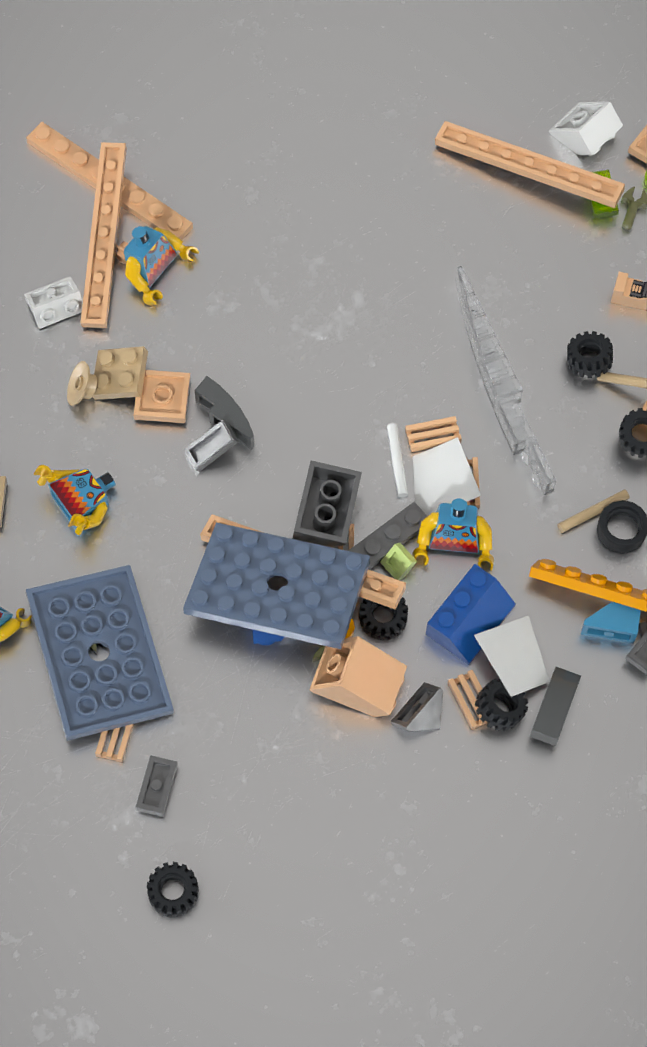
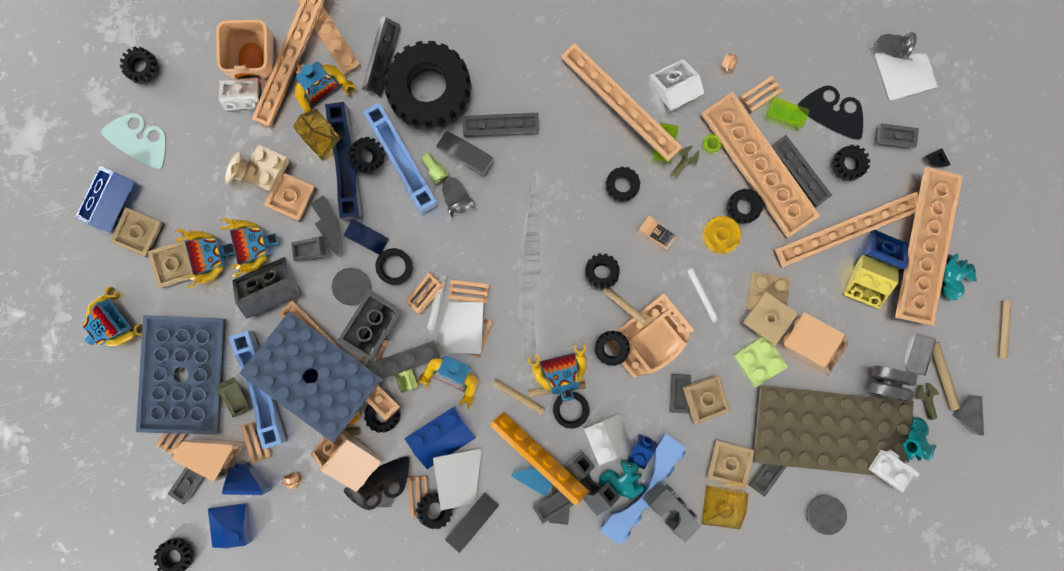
camera: 20 degrees right, 20 degrees up
(38, 523) = (170, 264): none -> tan plate
(47, 242) = (244, 48): none -> light nougat piece
(131, 464) = (249, 244): none -> torso
(171, 310) = (316, 133): none -> clear yellow slope
(172, 511) = (265, 288): none -> flat silver slope
(175, 732) = (207, 456): none -> light nougat slope
(180, 652) = (233, 397): none -> olive tile
(215, 207) = (380, 56): none -> flat silver plate
(216, 686) = (250, 446): none -> light nougat tile
(228, 657) = (266, 413): none -> light blue arch
(232, 360) = (347, 182): none -> dark blue arch
(234, 825) = (229, 526): none -> blue slope
(235, 323) = (374, 148): none -> black tyre
(239, 752) = (245, 481): none -> blue slope
(277, 410) = (366, 237): none -> dark blue slope
(280, 476) = (350, 286): none -> flat silver tile
(288, 186) = (427, 58): none -> black tyre
(296, 736) = (291, 480): none -> light nougat plate
(319, 332) = (400, 158): none -> light blue arch
(327, 415) = (391, 252): none -> black tyre
(336, 309) = (436, 171): none -> yellowish green piece
(363, 277) = (465, 152): none -> dark grey slope
(372, 471) = (429, 298): none -> light nougat tile
(373, 330) = (456, 196): none -> flat silver piece
(393, 234) = (500, 124): none -> flat silver plate
(418, 685) = (386, 474): none -> black piece
(548, 536) = (518, 396): none -> tan bar
(573, 241) = (622, 172): none -> black tyre
(592, 483) = (561, 372): none -> torso
(637, 86) = (730, 62): none -> light nougat plate

